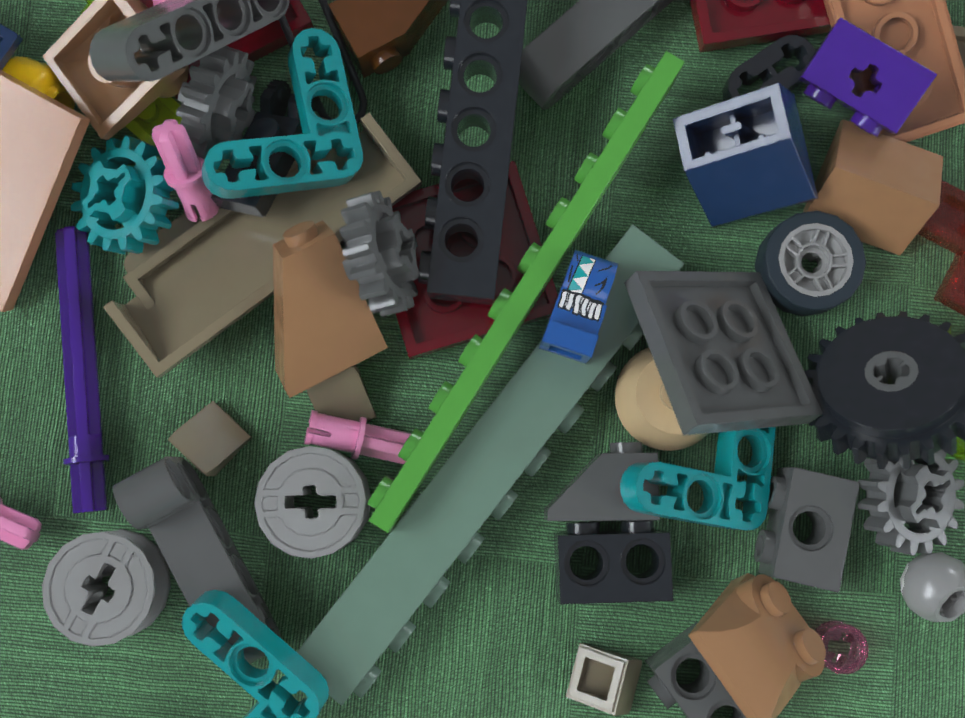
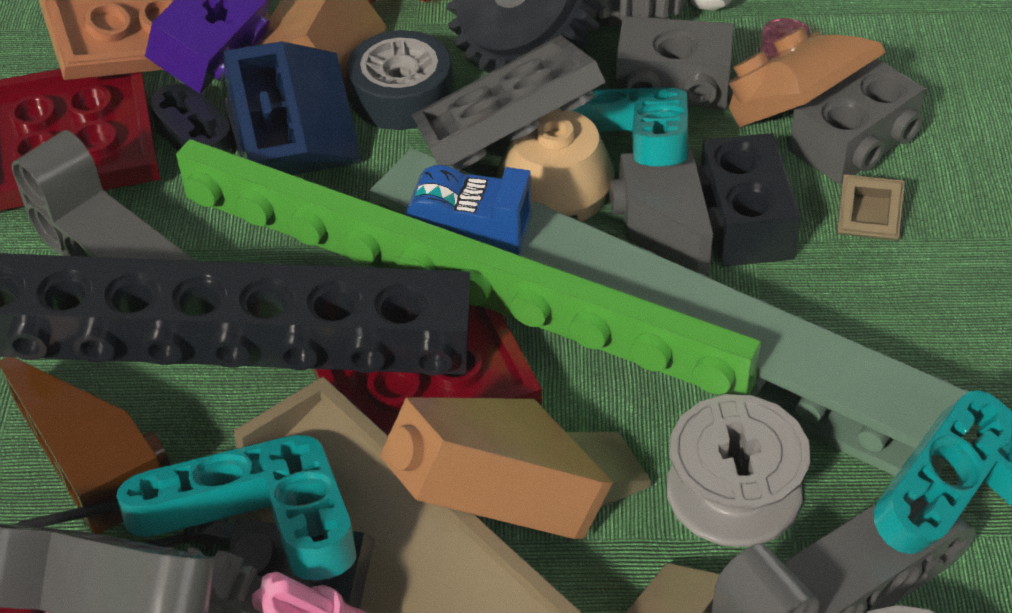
camera: 90 degrees left, 35 degrees down
(355, 437) = (648, 436): bright pink axle -> none
(379, 253) = (423, 365): dark grey gear -> none

